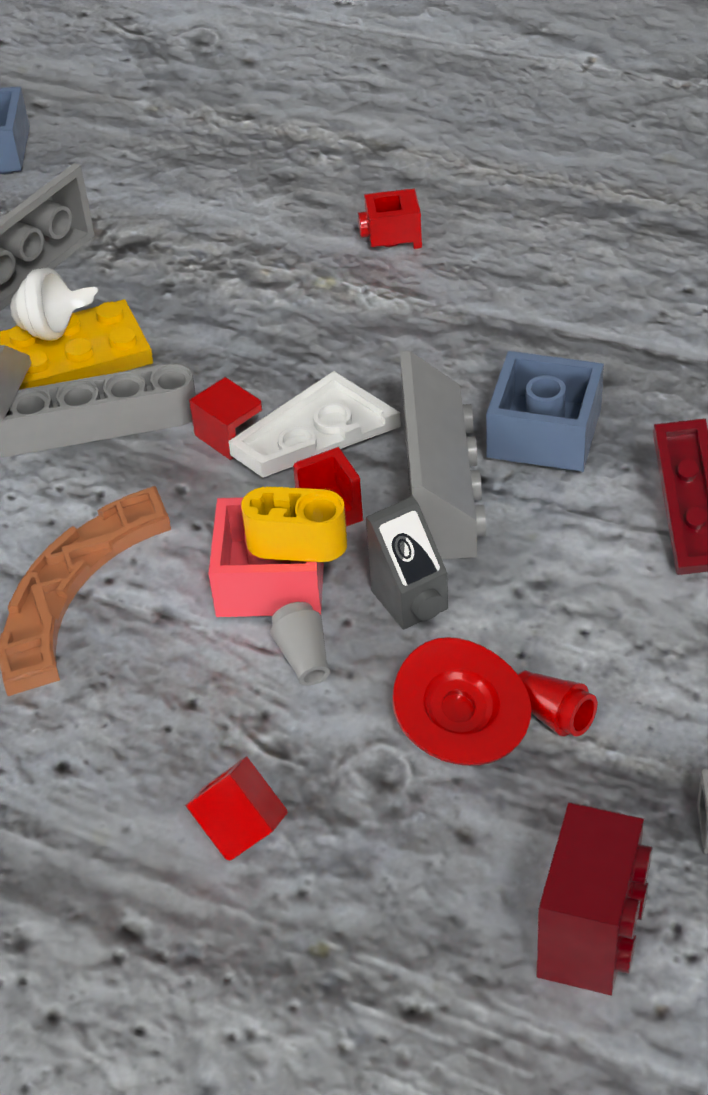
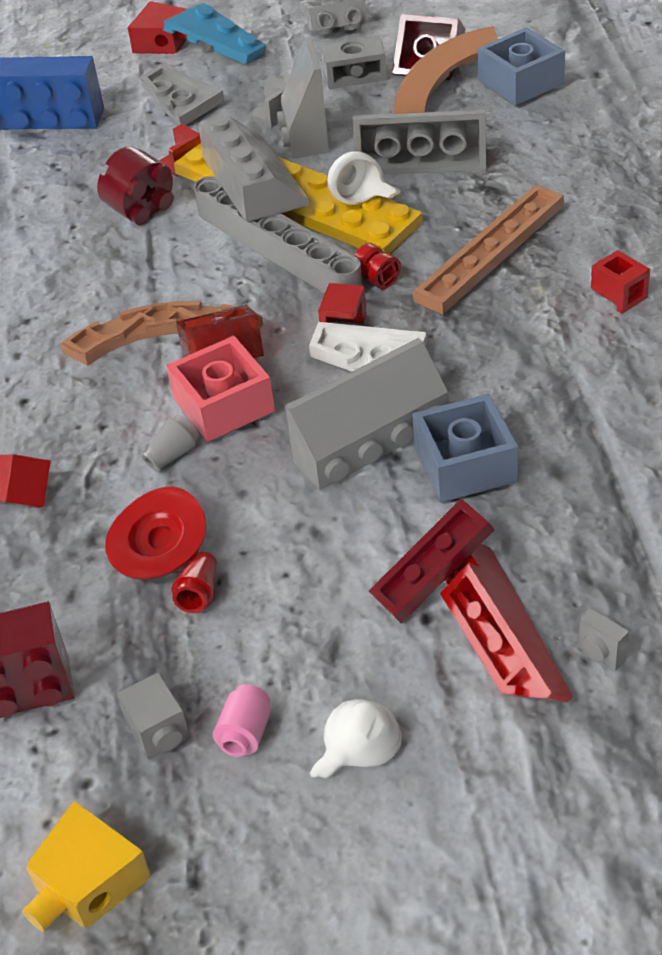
camera: 60 degrees right, 0 degrees up
(178, 525) = (214, 327): none -> clear red brick
(186, 354) = (378, 267): none -> red wheel
(243, 282) = (488, 249): none -> nougat plate
(294, 524) = (215, 373): yellow beam -> none
(334, 473) = (310, 376): red panel -> none
(406, 564) = (253, 450): dark grey slope -> none

